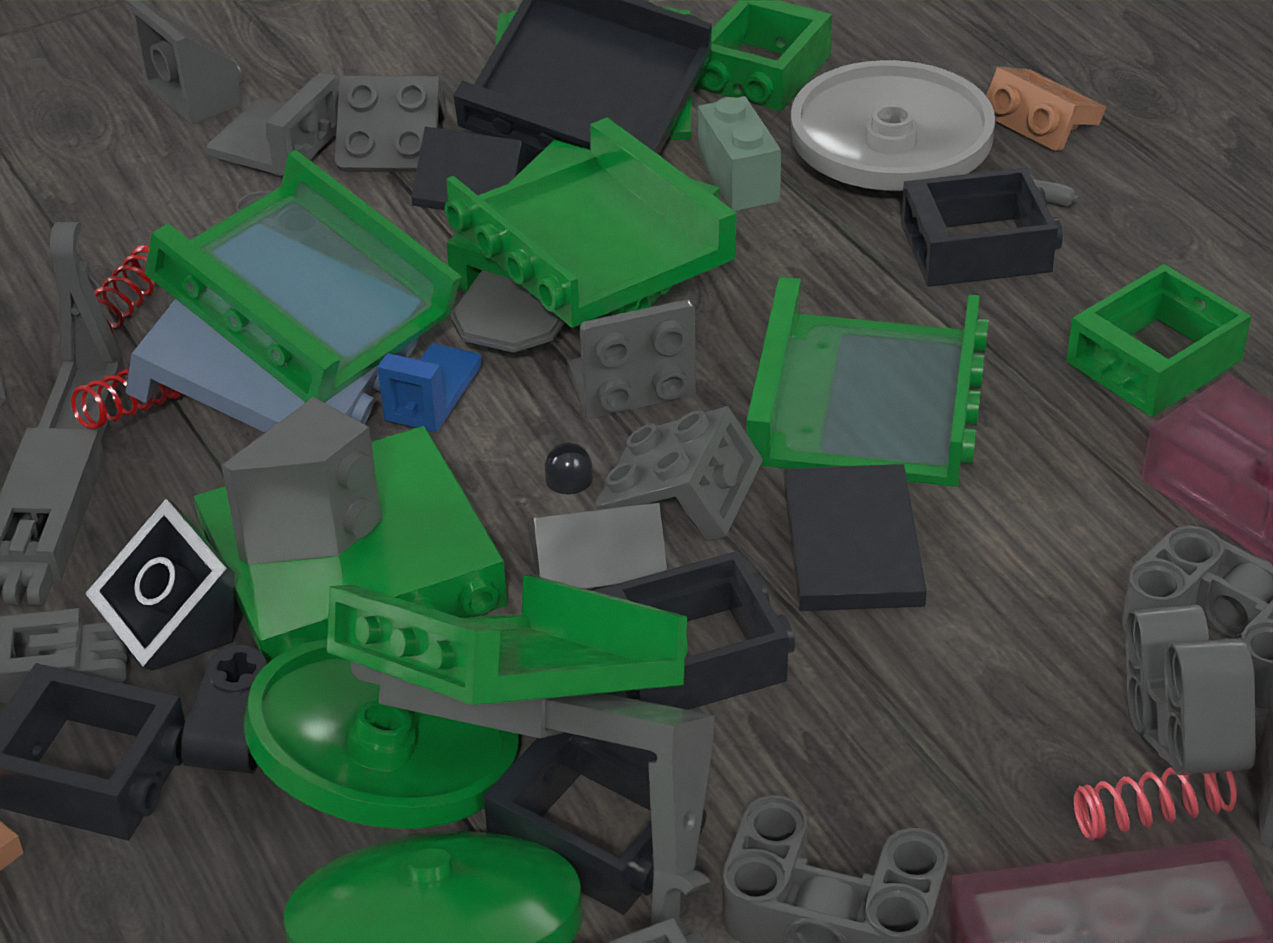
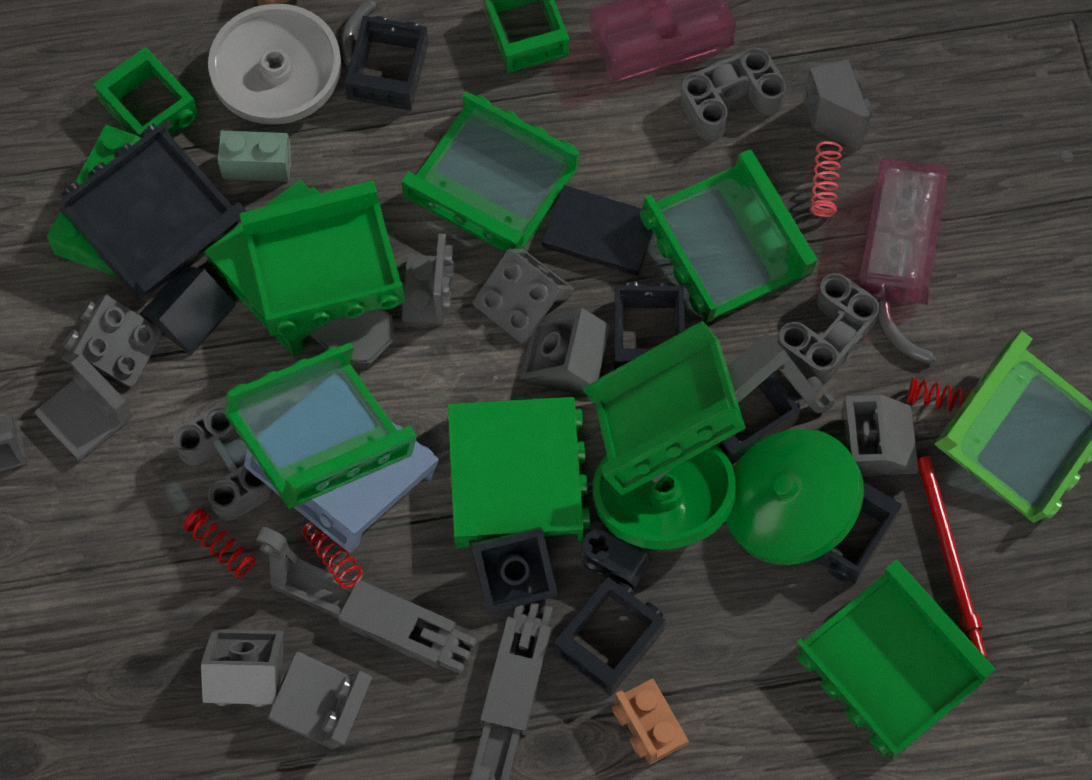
camera: 70 degrees left, 25 degrees up
(303, 487) = (509, 464): dark grey slope -> none
(427, 388) = (393, 394): blue bracket -> none
(568, 469) = (495, 347): black hinge -> none
(926, 691) = (729, 239): none -> panel
(1189, 691) = (816, 140): dark grey beam -> none

